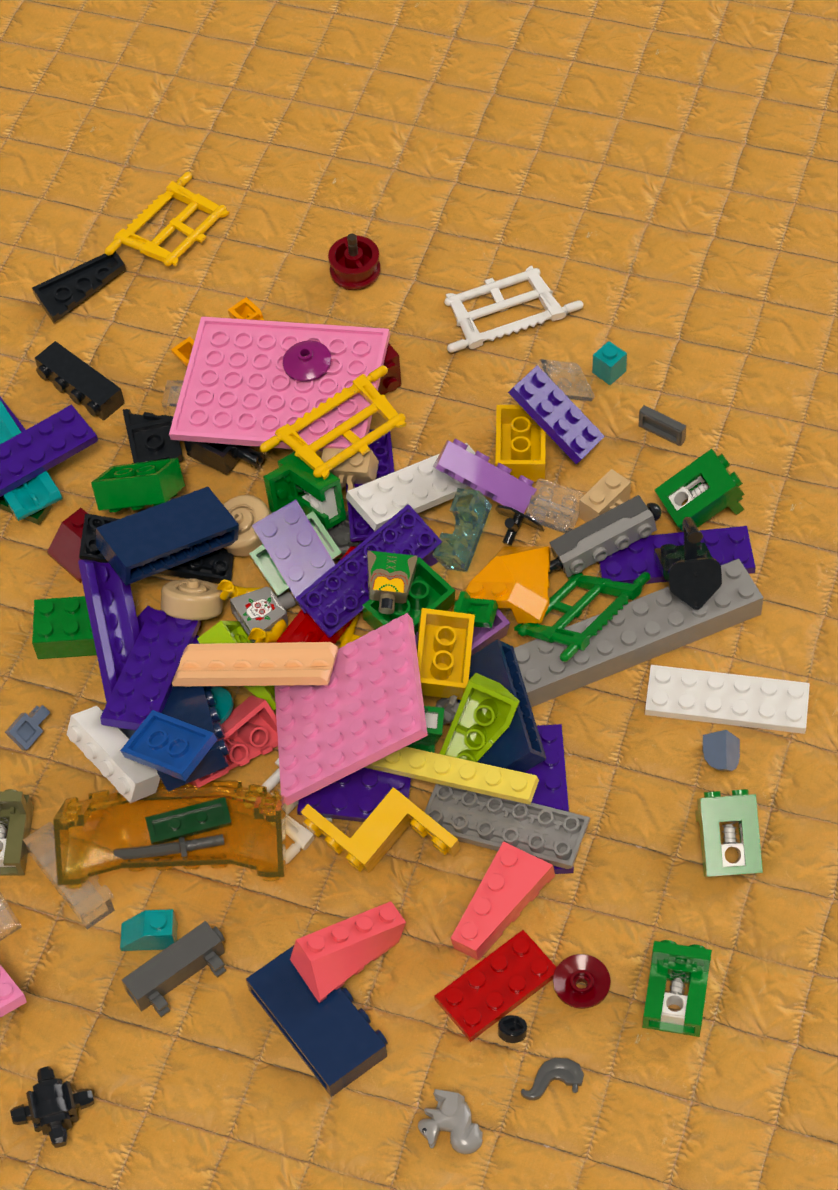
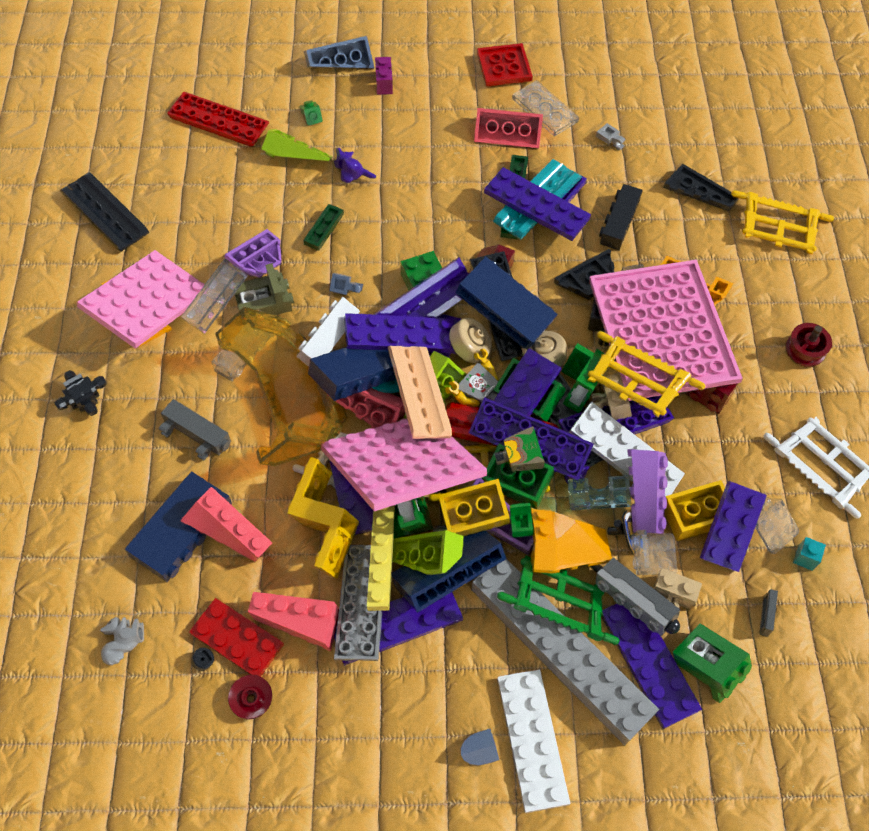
camera: 65 degrees right, 5 degrees up
(138, 485) = (545, 275): green brick -> none
(149, 931) = (217, 407): teal slope -> none
(169, 745) = (329, 356): blue plate -> none
(169, 848) = (282, 401): dark grey sword -> none
(188, 821) = (301, 398): dark green plate -> none
(309, 367) = (686, 341): magenta dish -> none
(555, 1069) = (180, 699): dark grey piece -> none
(679, 966) = (283, 777): green brick -> none
(690, 567) = (624, 669): black plate -> none
(733, 808) = (417, 767): brick -> none

